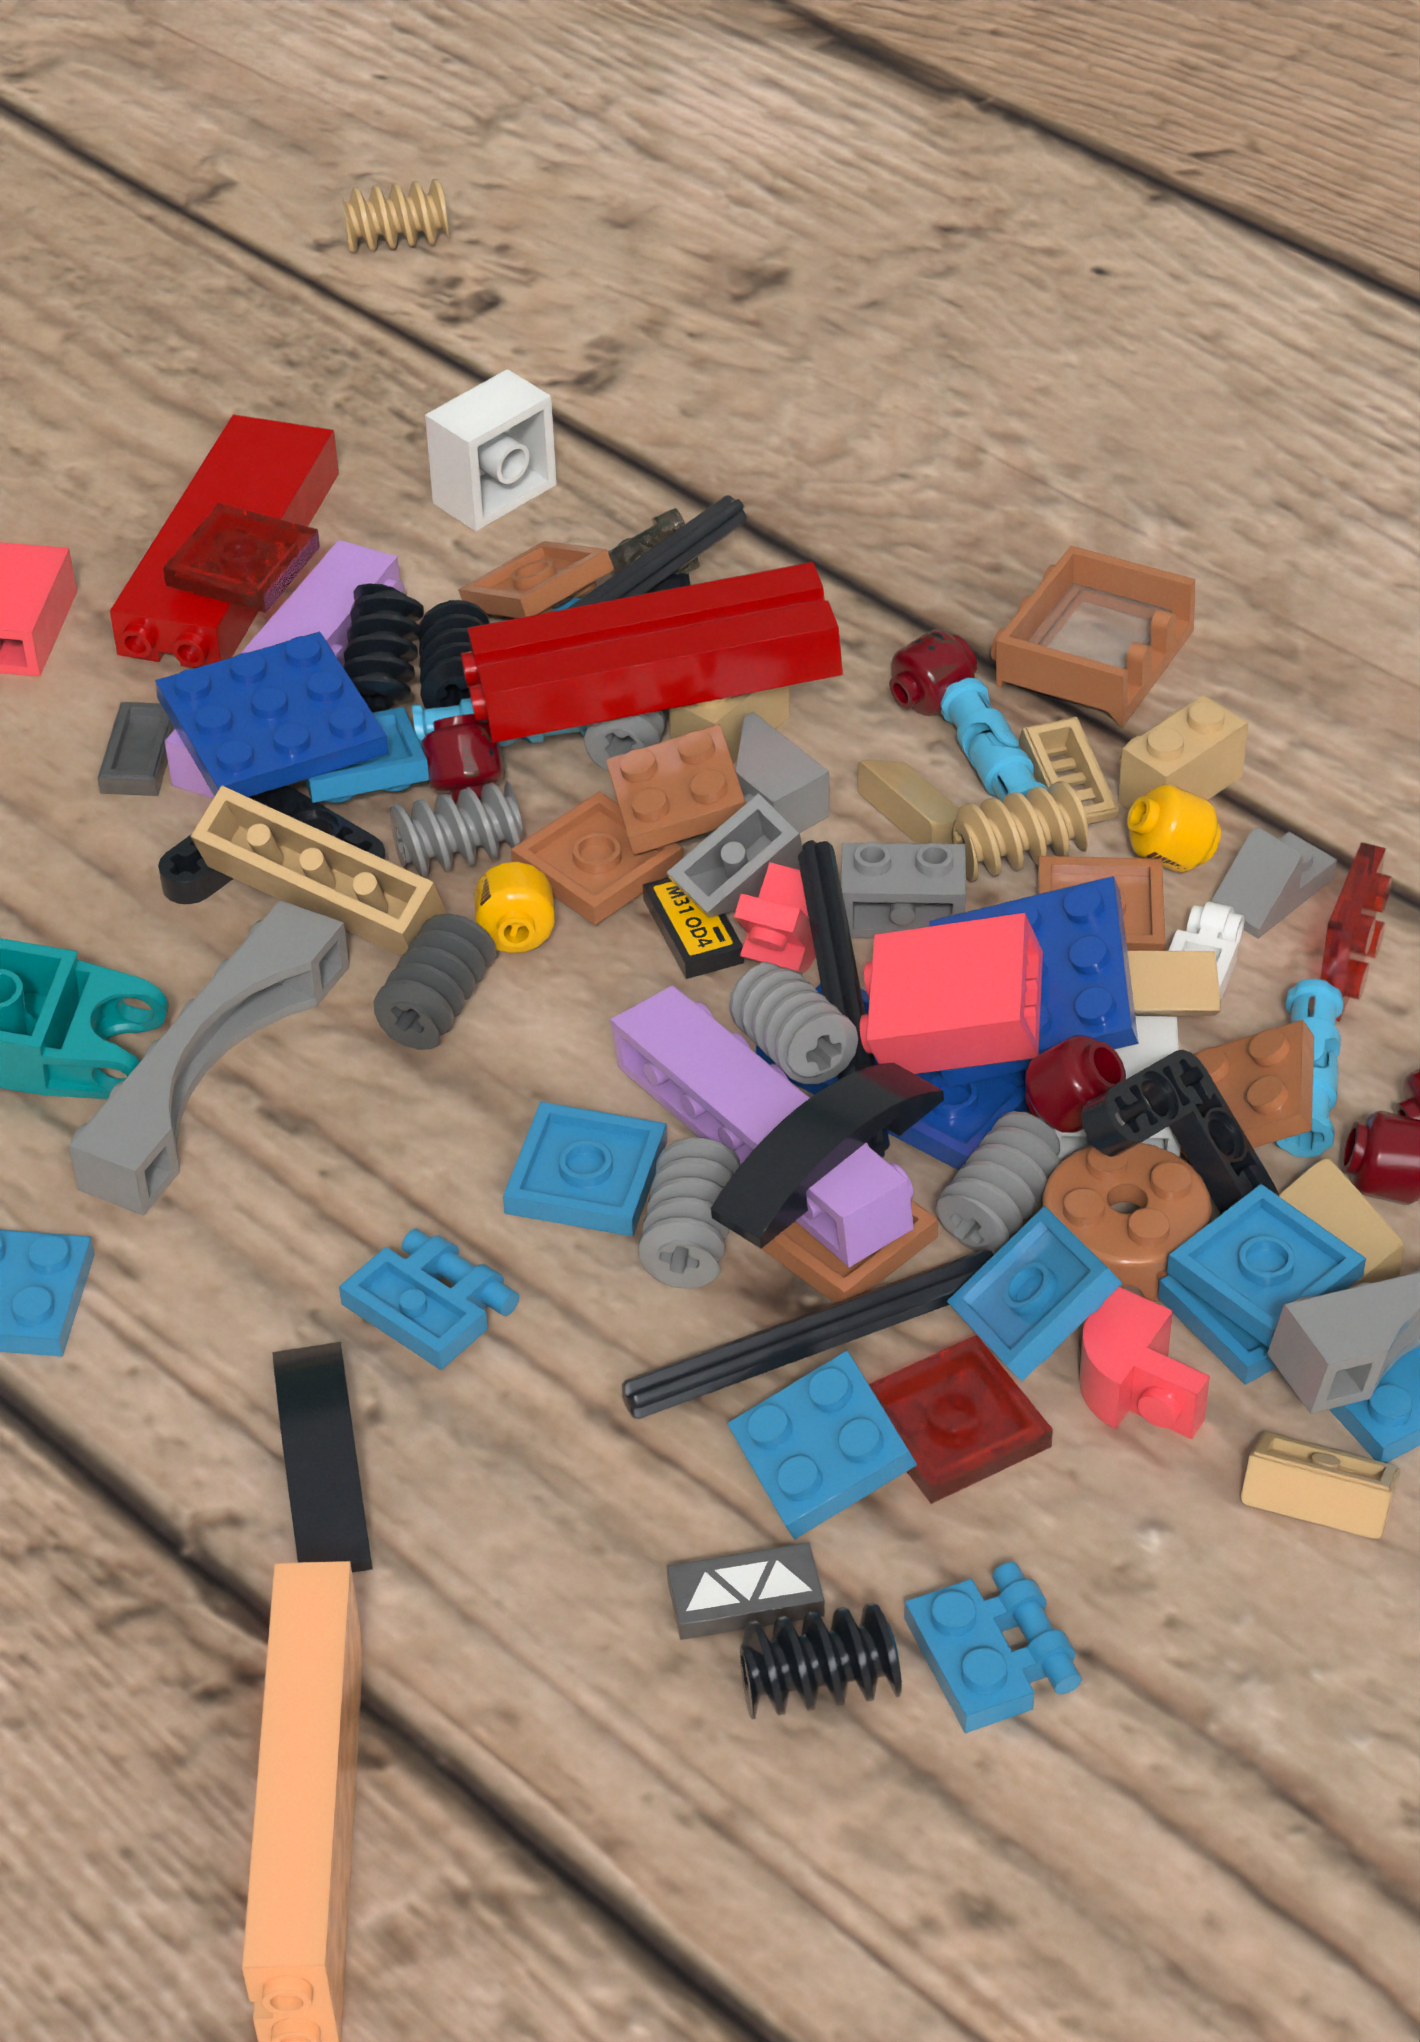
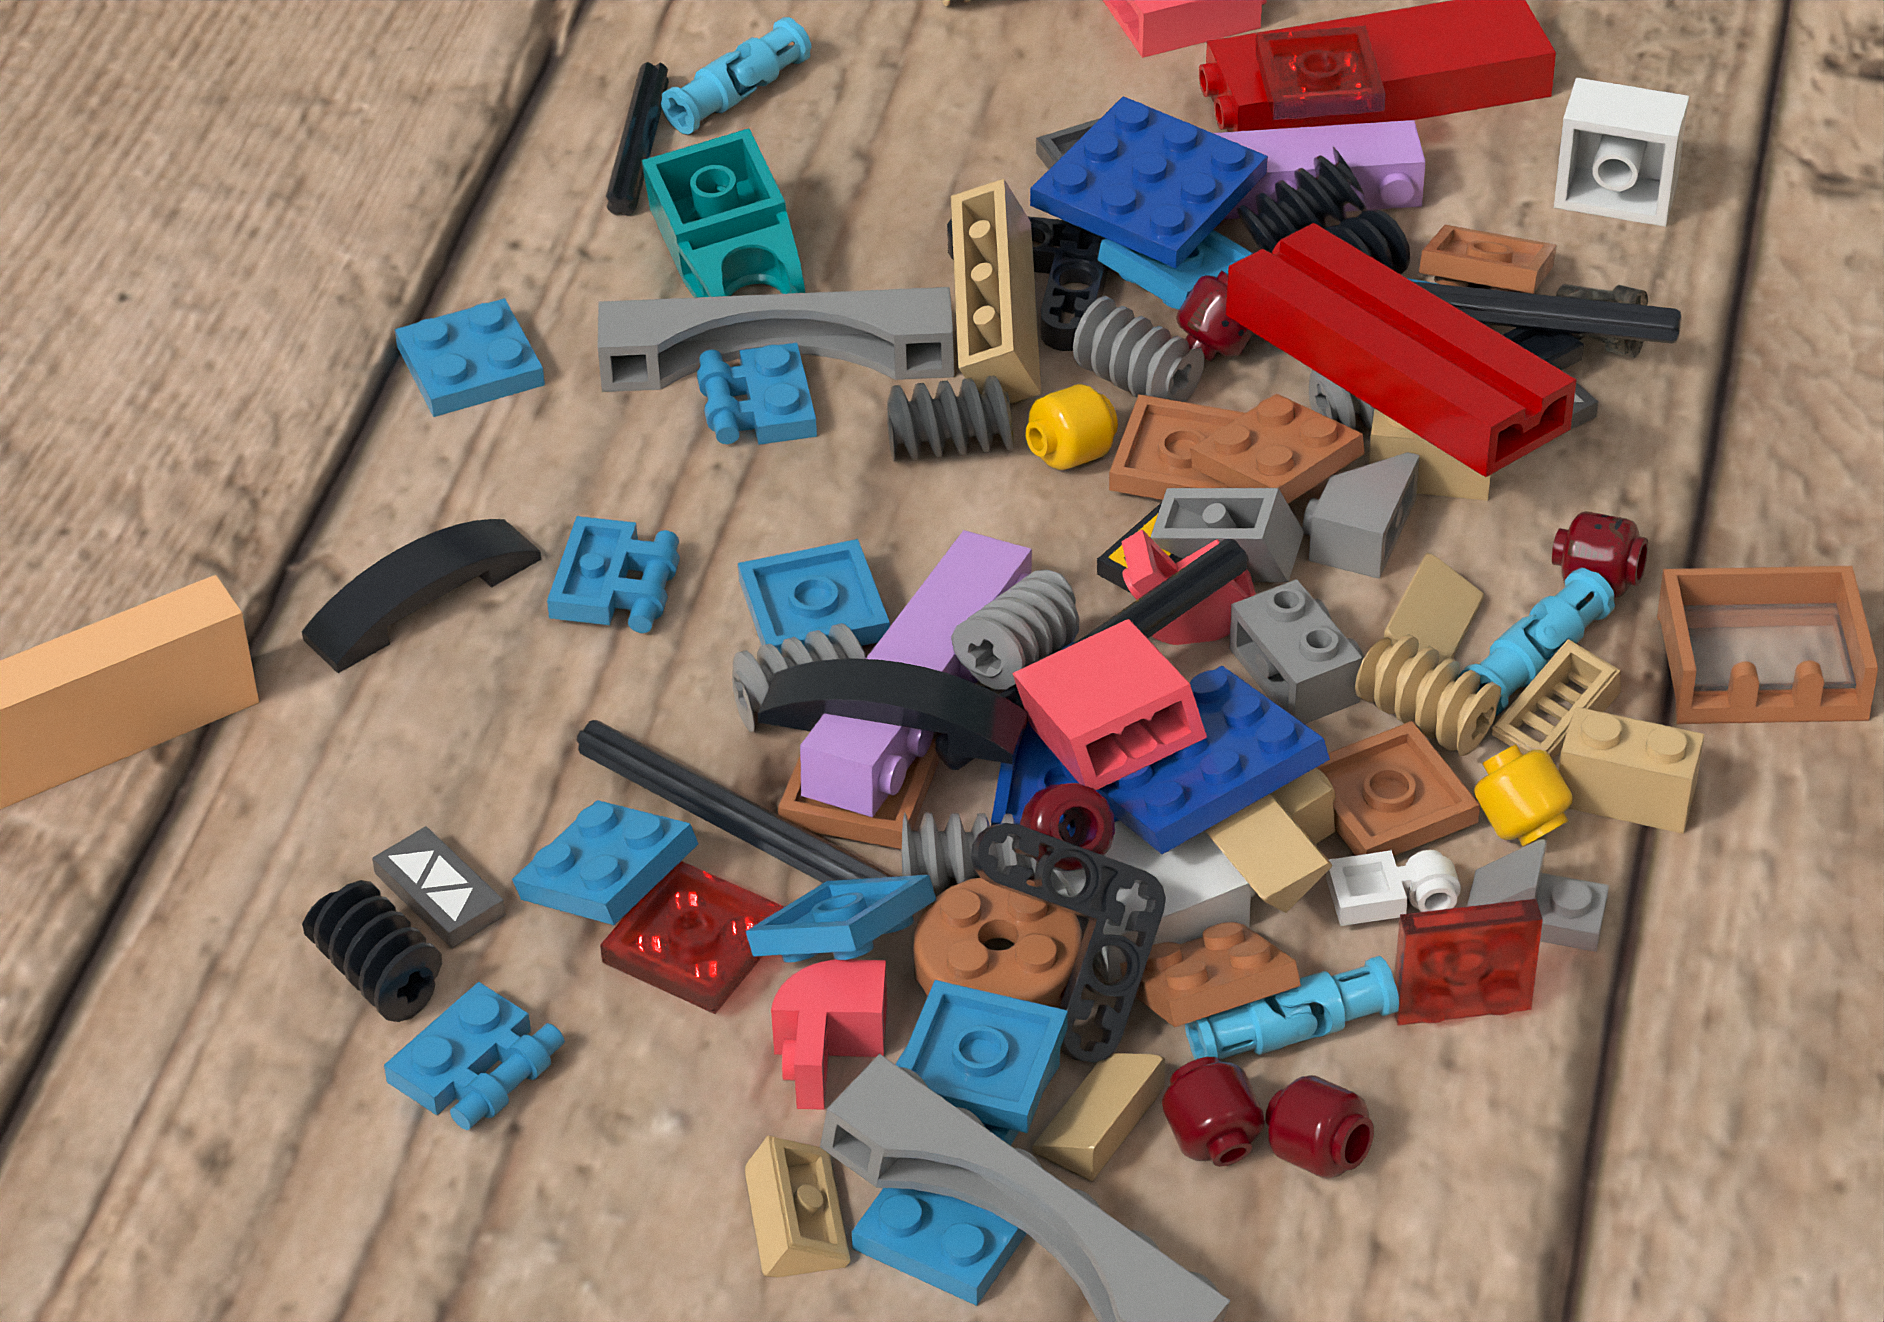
camera: 60 degrees right, 0 degrees up
(264, 1100) = (776, 393): none -> dark azure plate

